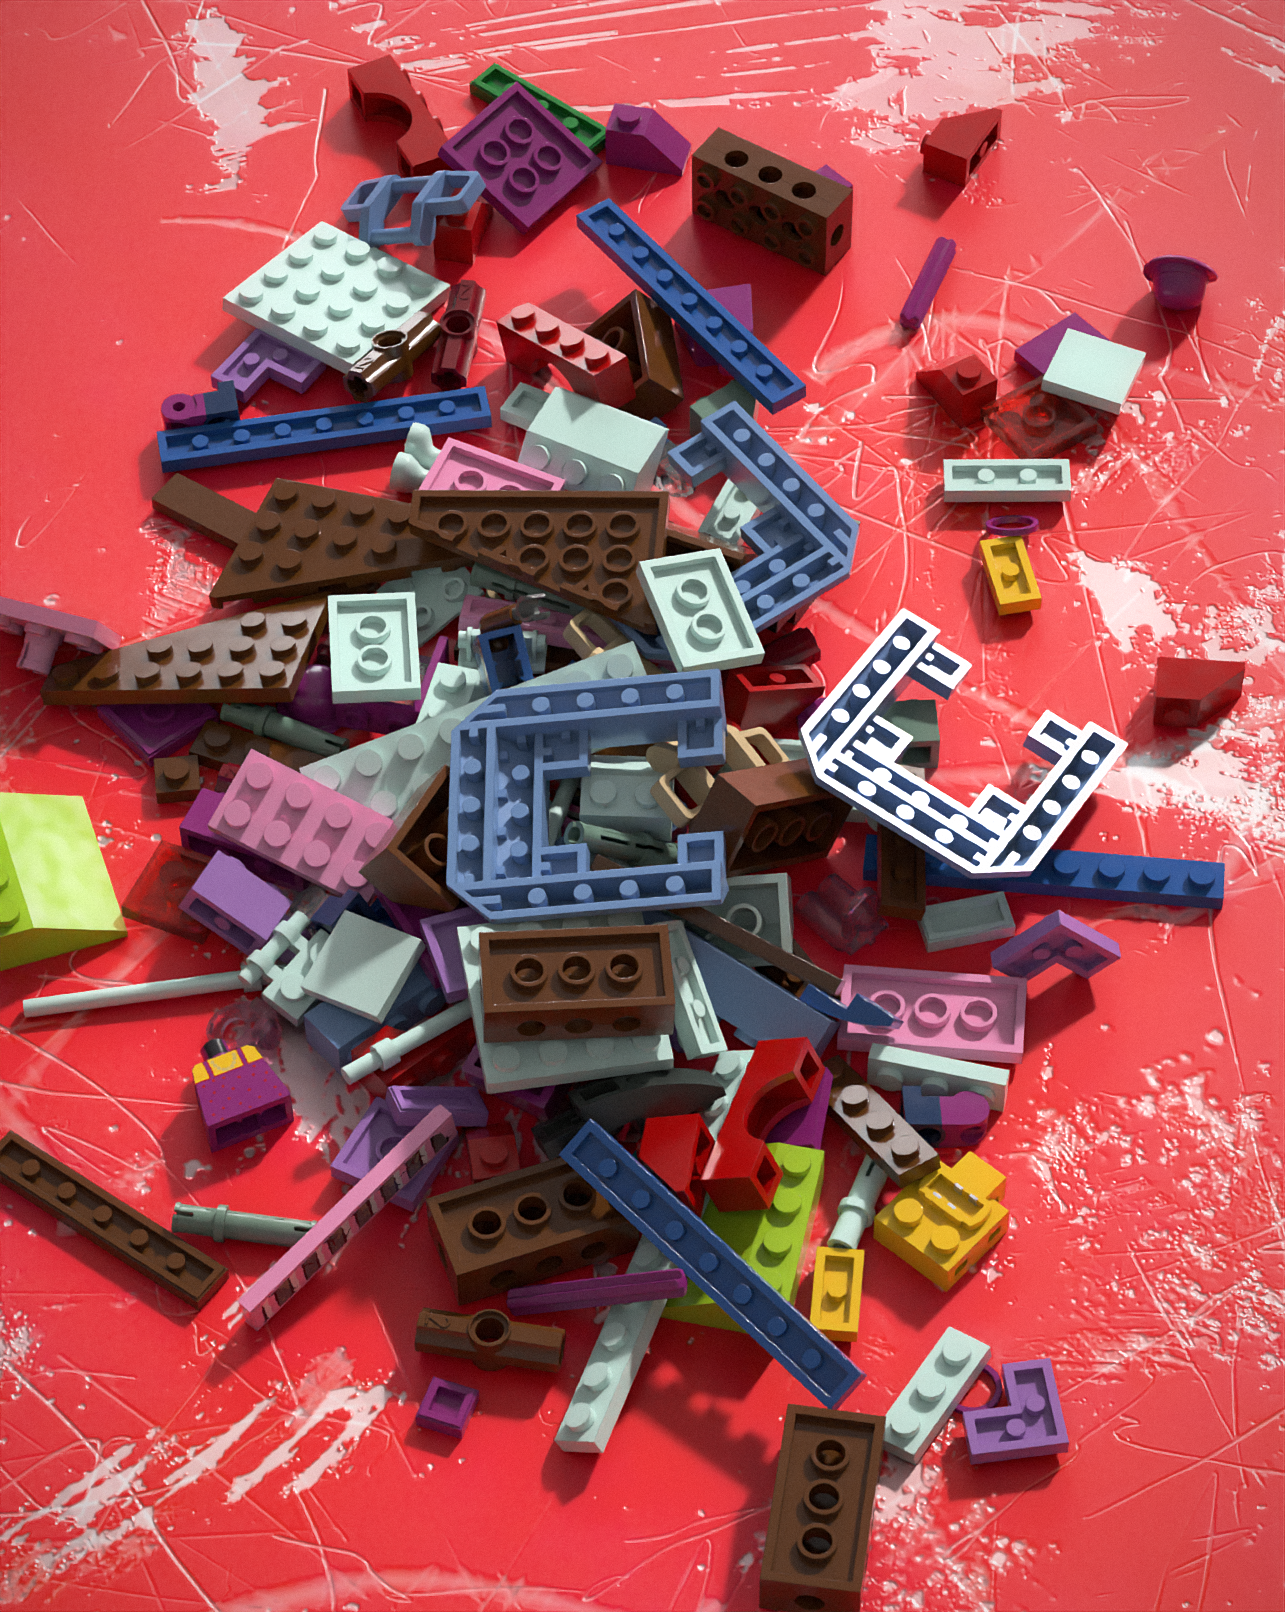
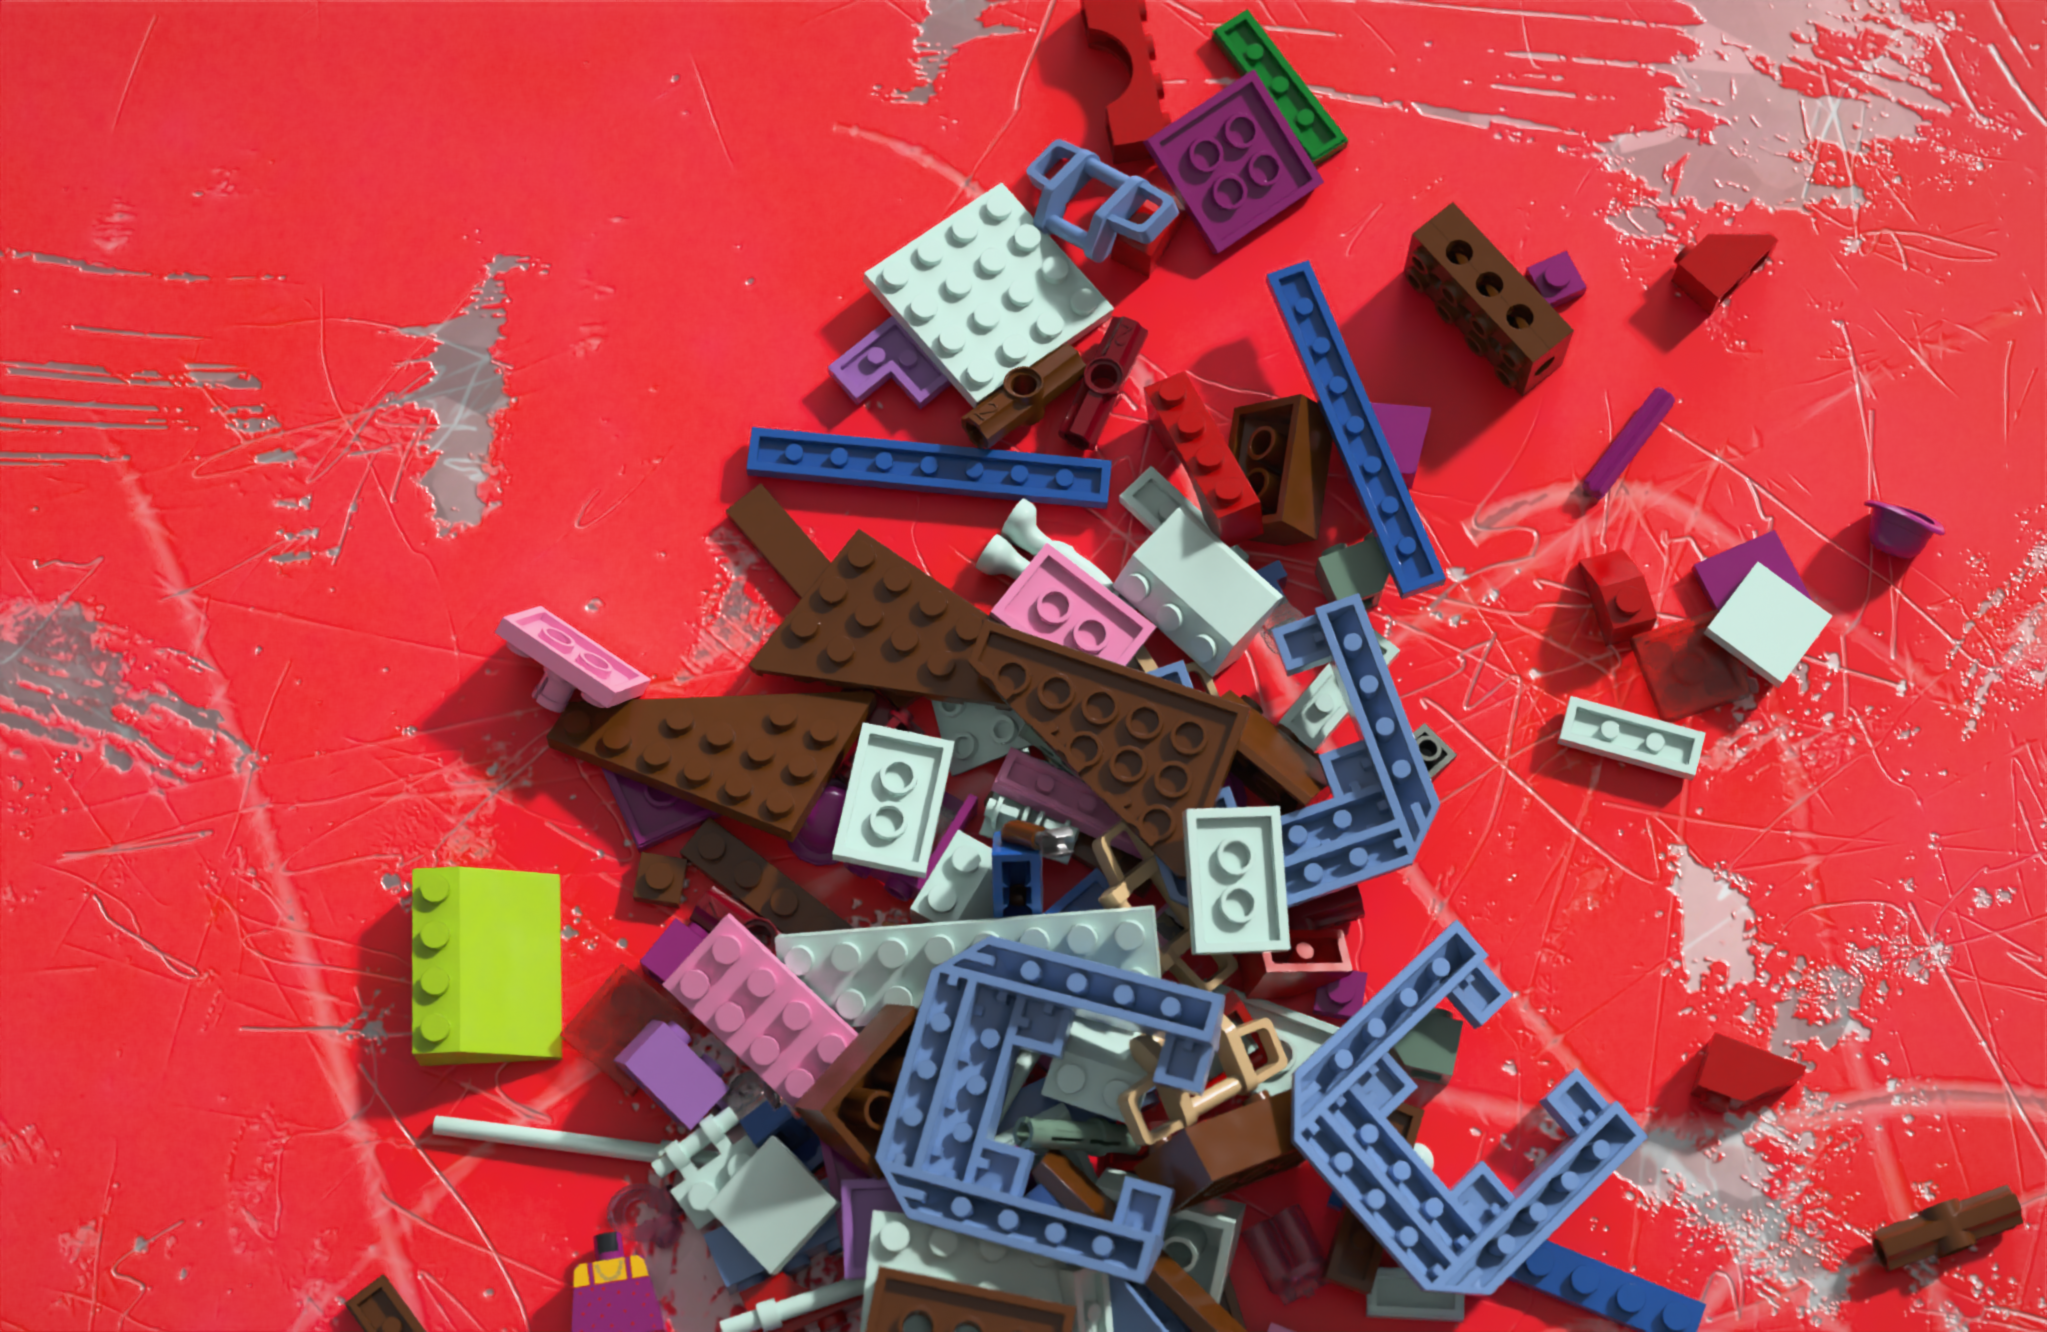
camera: 15 degrees right, 20 degrees up
(202, 408) = (808, 412): leg -> none
(268, 723) = (793, 861): sand green pin -> none
(644, 141) = (1378, 168): magenta slope -> none
(1010, 575) = (1596, 865): yellow plate -> none
(1033, 525) = (1615, 816): magenta piece -> none

